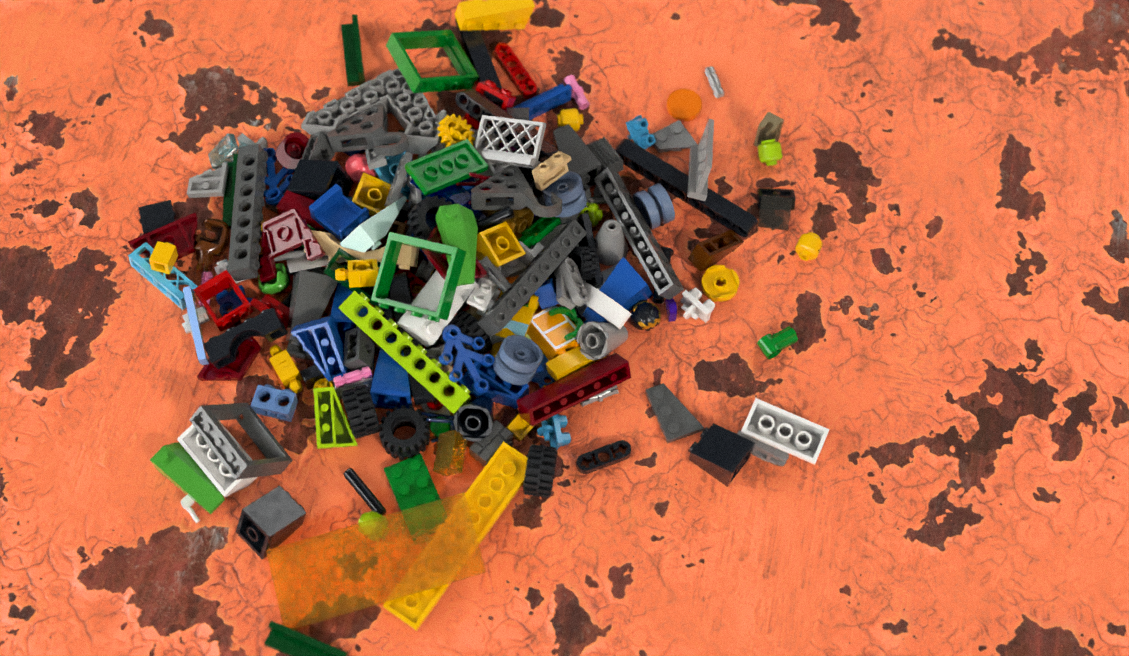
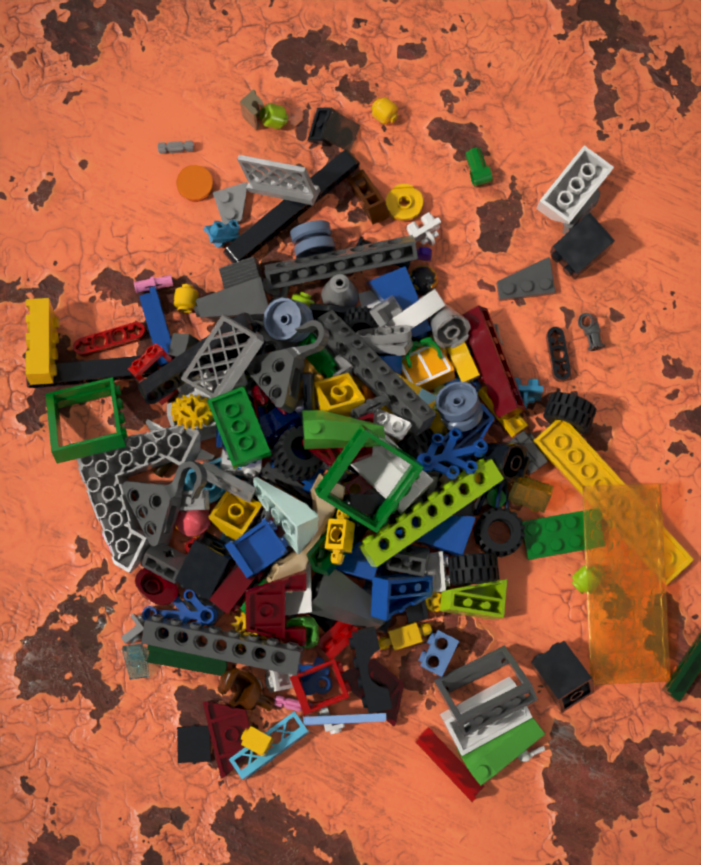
camera: 75 degrees left, 15 degrees up
(166, 432) = (449, 763): none -> red fence
(209, 183) = (170, 682): light grey wing -> none
(352, 377) = (437, 570): bright pink axle -> none
(353, 53) = (42, 502): dark green fence -> none
(365, 493) = (548, 582): black axle -> none
(550, 170) = (267, 323): tan bracket -> none
(597, 277) = (385, 310): none -> light grey panel
(642, 477) = (592, 331): none -> dark grey connector

